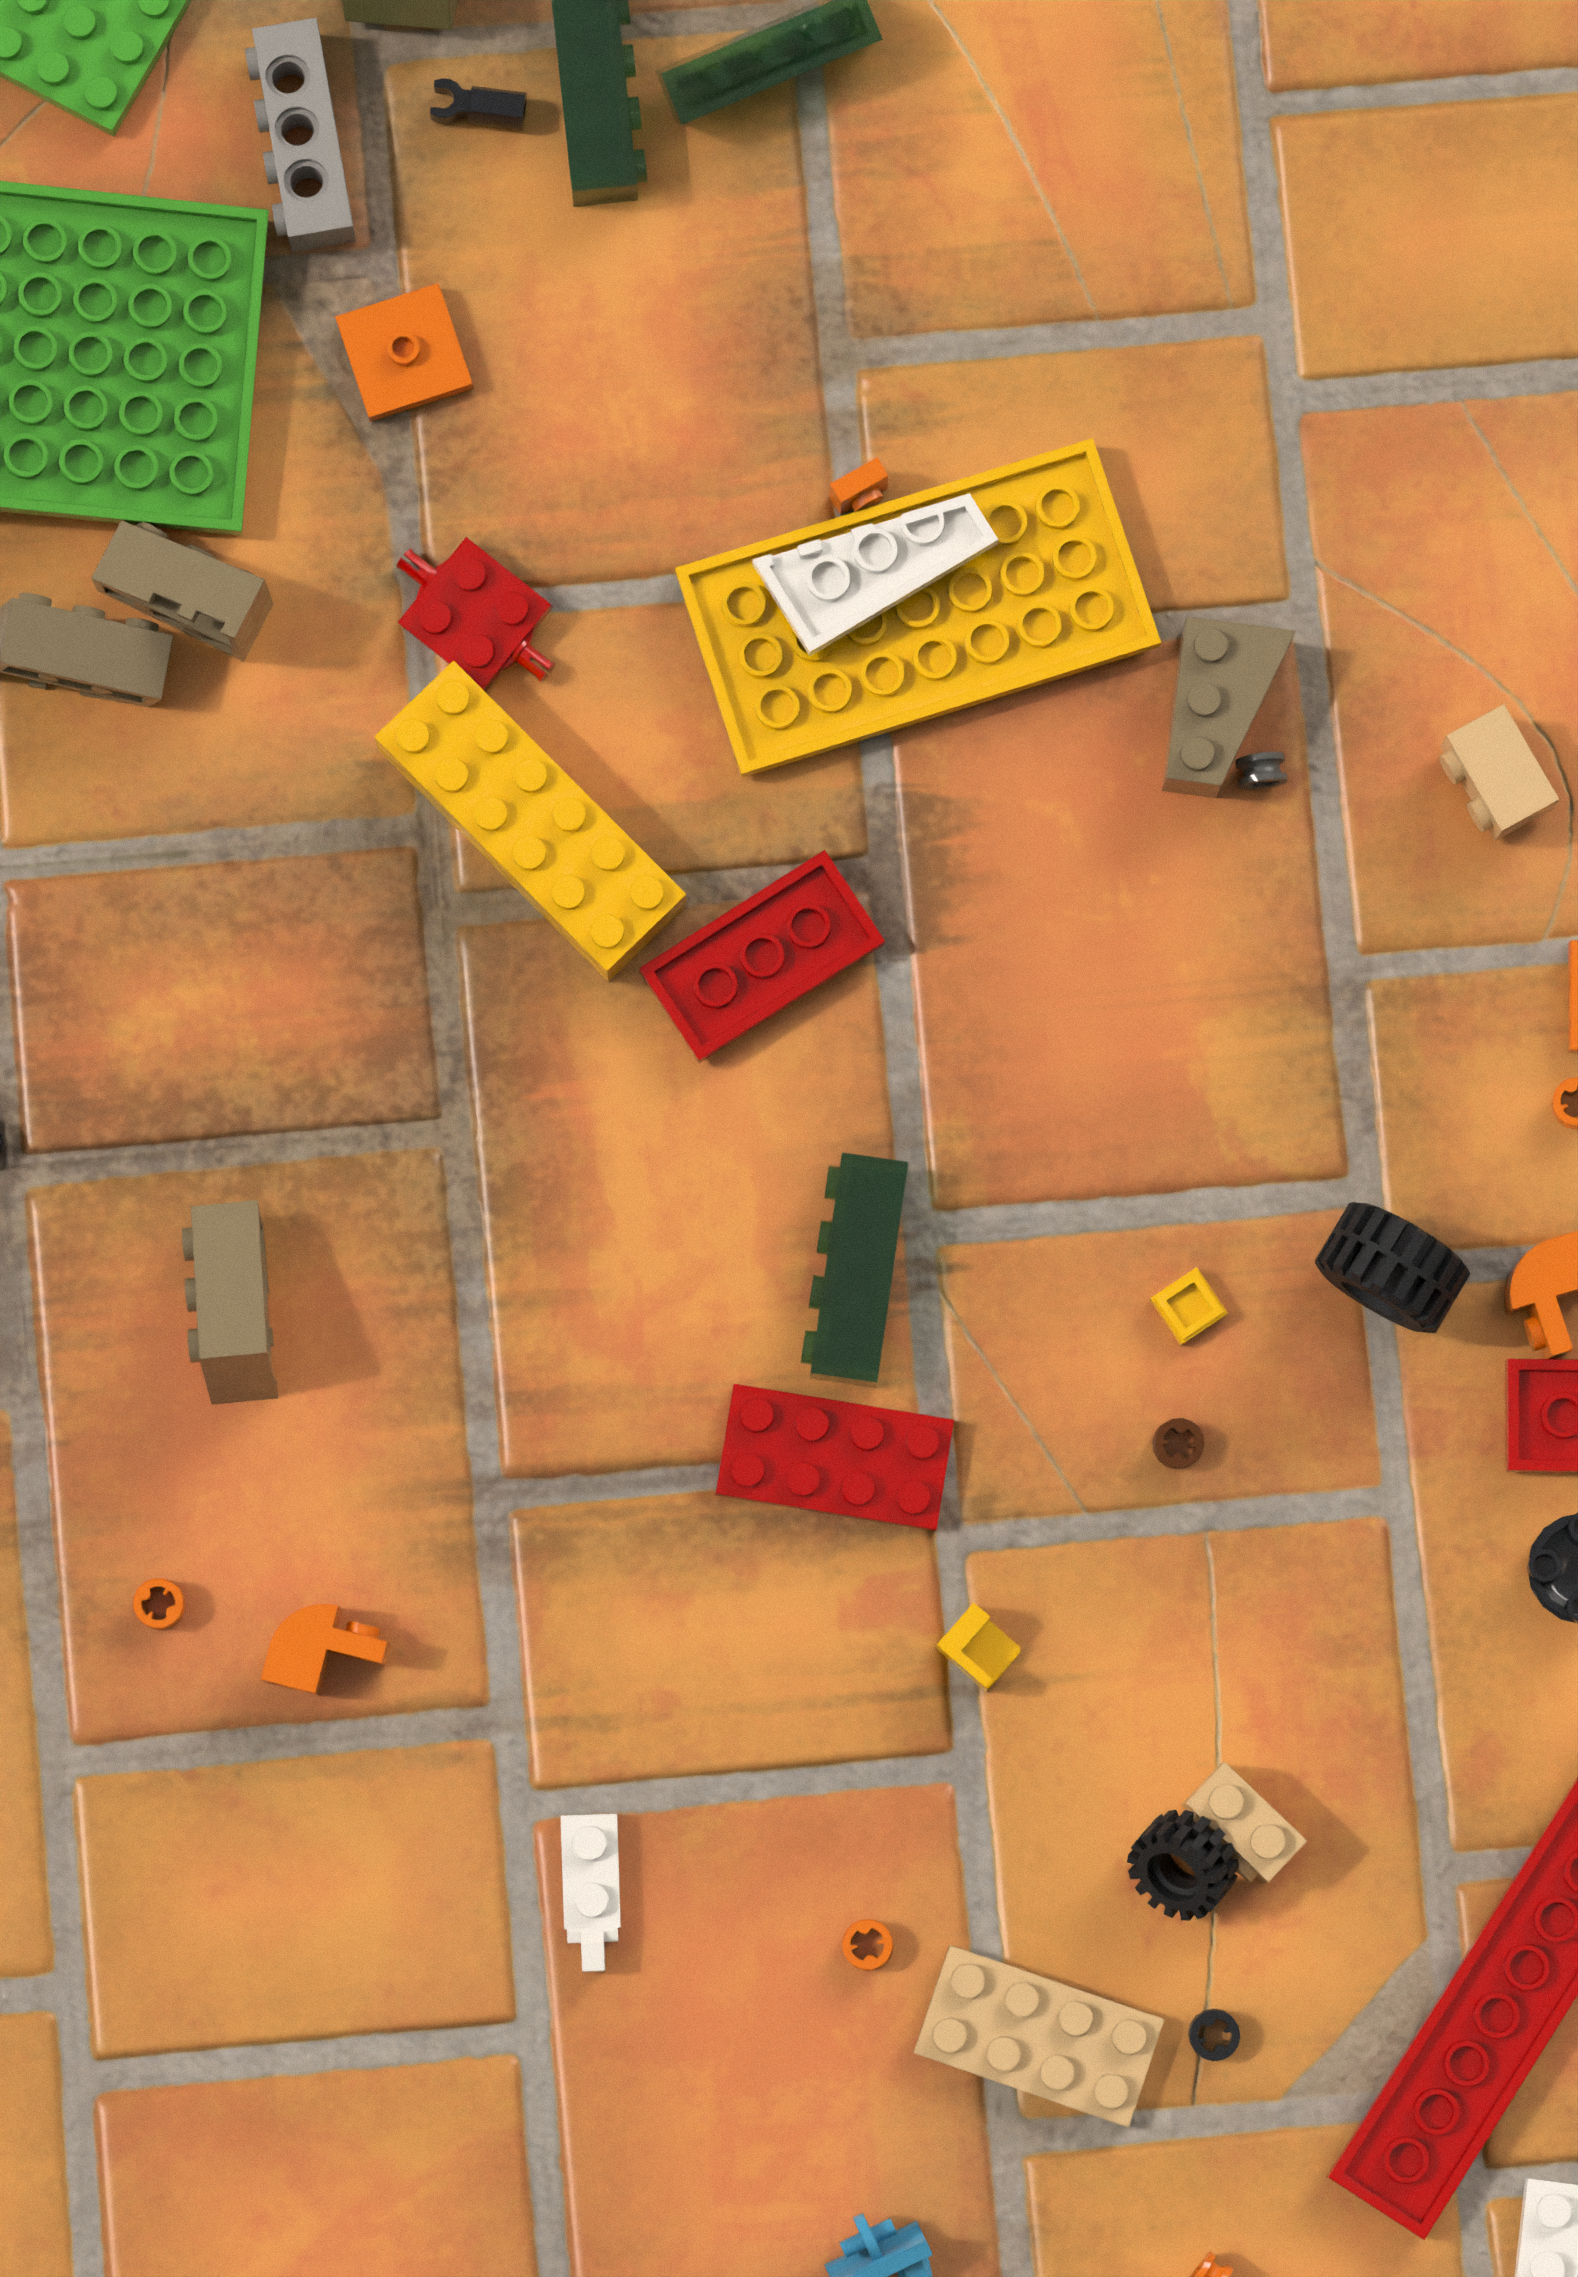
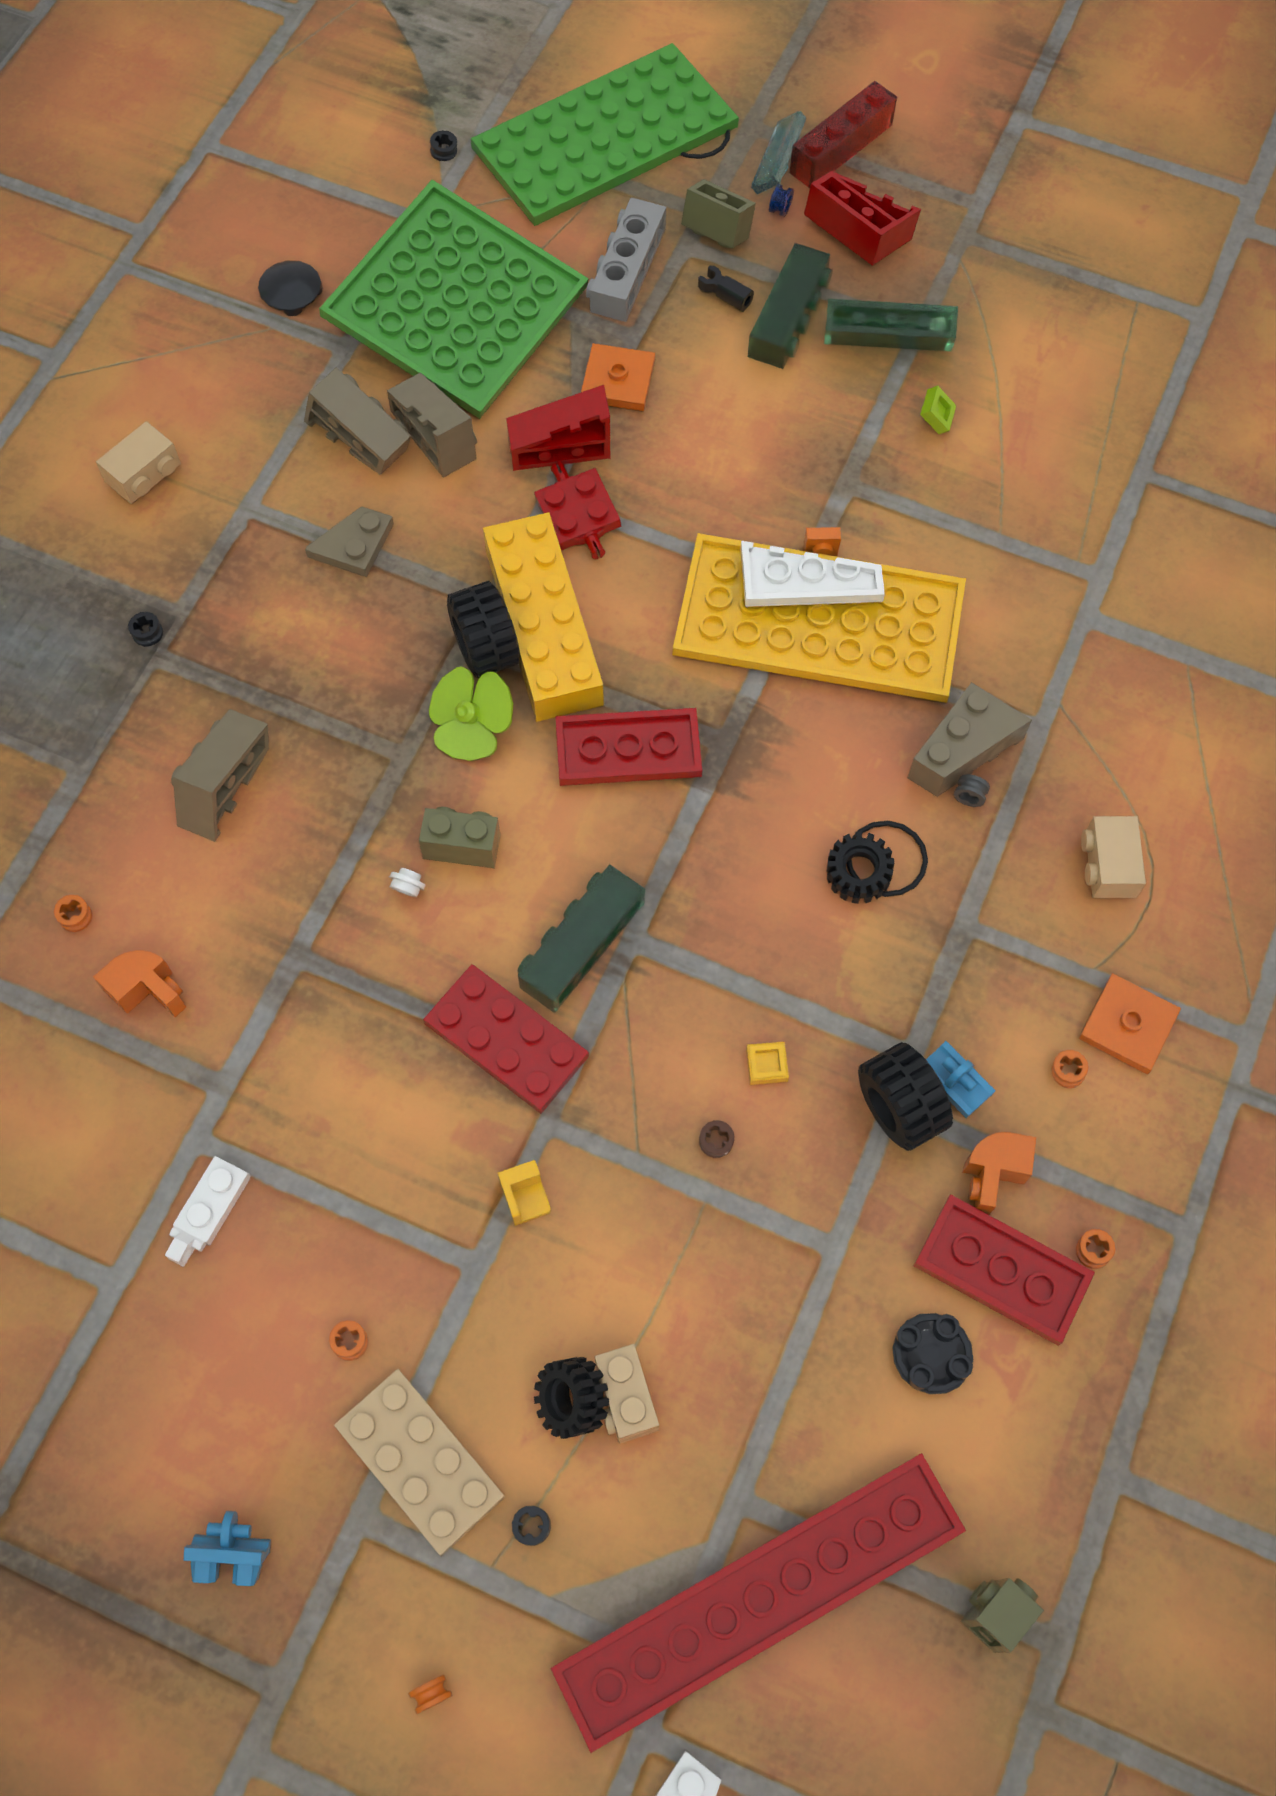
camera: 30 degrees right, 15 degrees down
(182, 841) = (353, 541): none -> dark tan wing
(383, 507) = (561, 431): none -> red wedge
(471, 899) = (483, 628): none -> black tyre
(535, 1032) = (467, 722): none -> lime piece
(580, 1318) = (406, 882): none -> white plate
(615, 1217) = (459, 837): none -> olive brick
(910, 164) = (938, 410): none -> lime plate
(1179, 935) = (861, 847): none -> black tyre
(1185, 984) = (918, 841): none -> black piece
(1442, 1202) = (962, 1083): none -> dark azure hips

